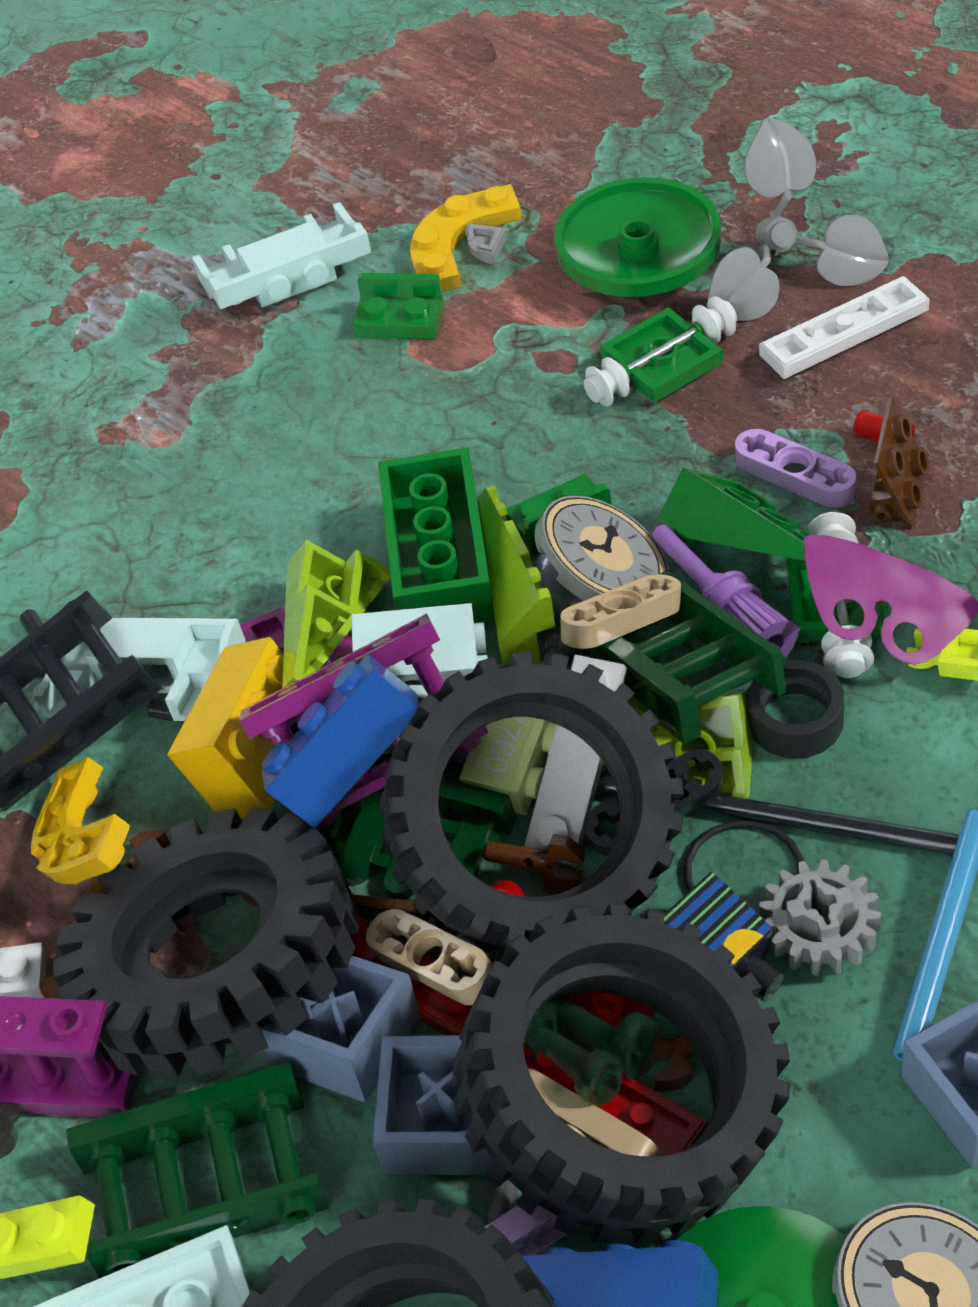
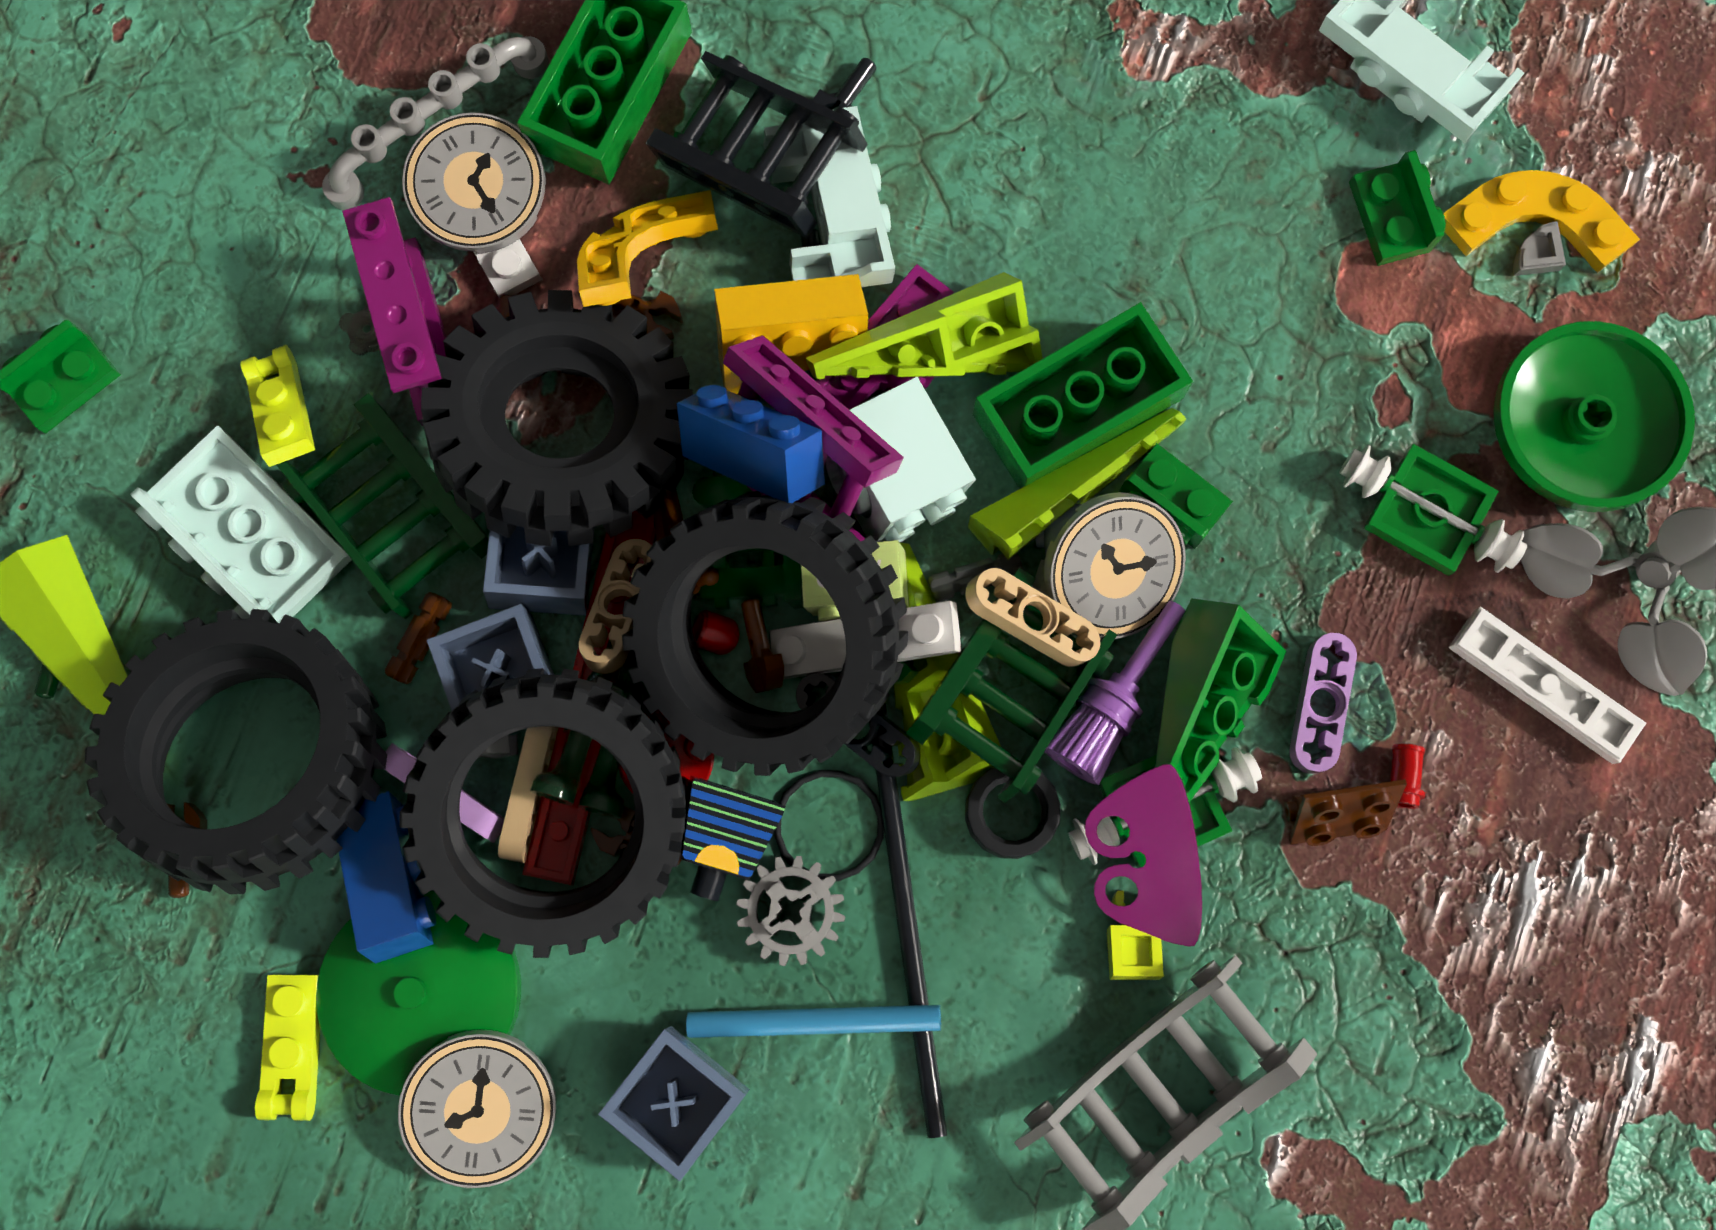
camera: 60 degrees right, 30 degrees up
(350, 1181) = (414, 641): none -> reddish brown axle

